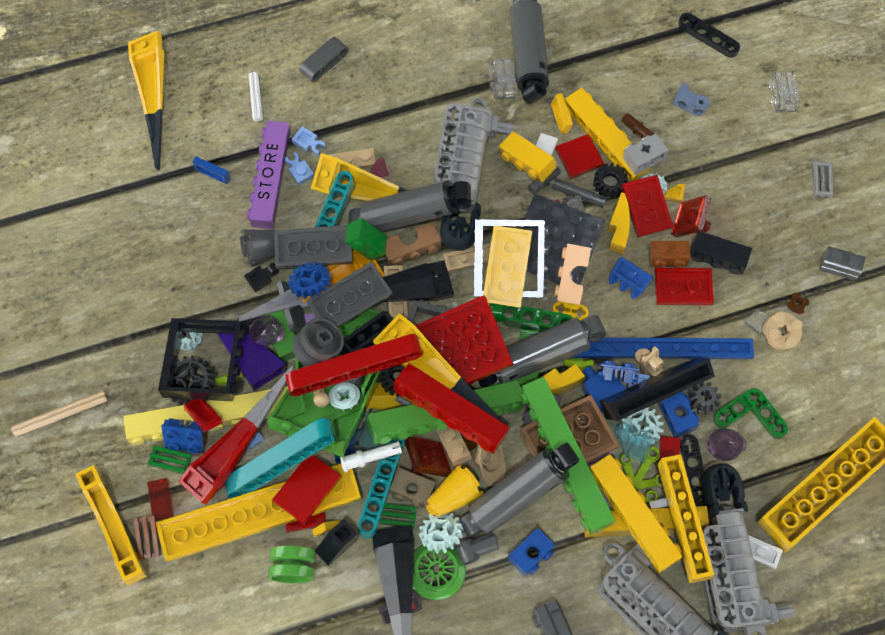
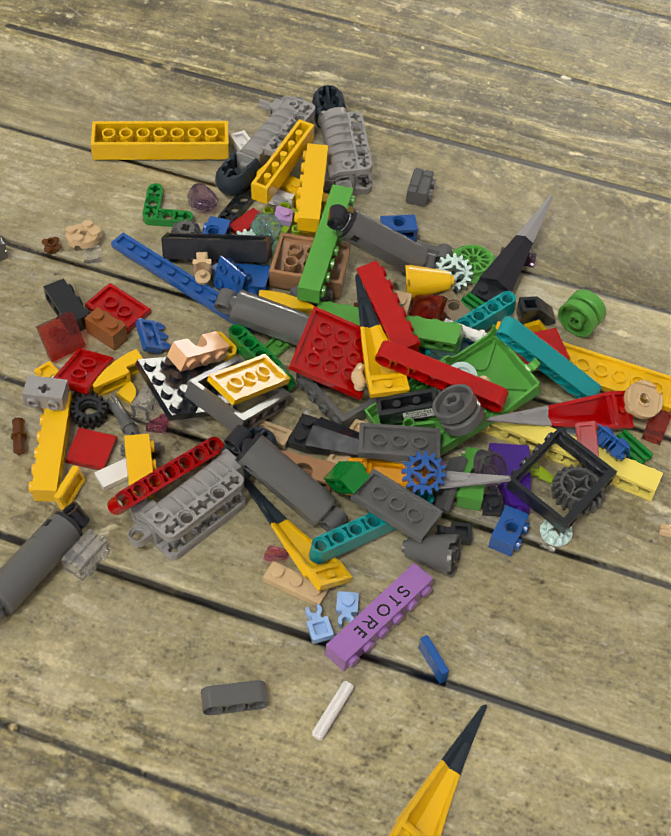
camera: 145 degrees left, 15 degrees down
(189, 508) = (634, 405): none -> tan plate
(221, 294) = (510, 520): none -> blue brick
(427, 331) = (358, 378): none -> tan arm
(501, 165) = (161, 480): none -> red beam
(602, 214) = (127, 393): none -> yellow tile
(641, 479) = (284, 215): none -> lavender plate

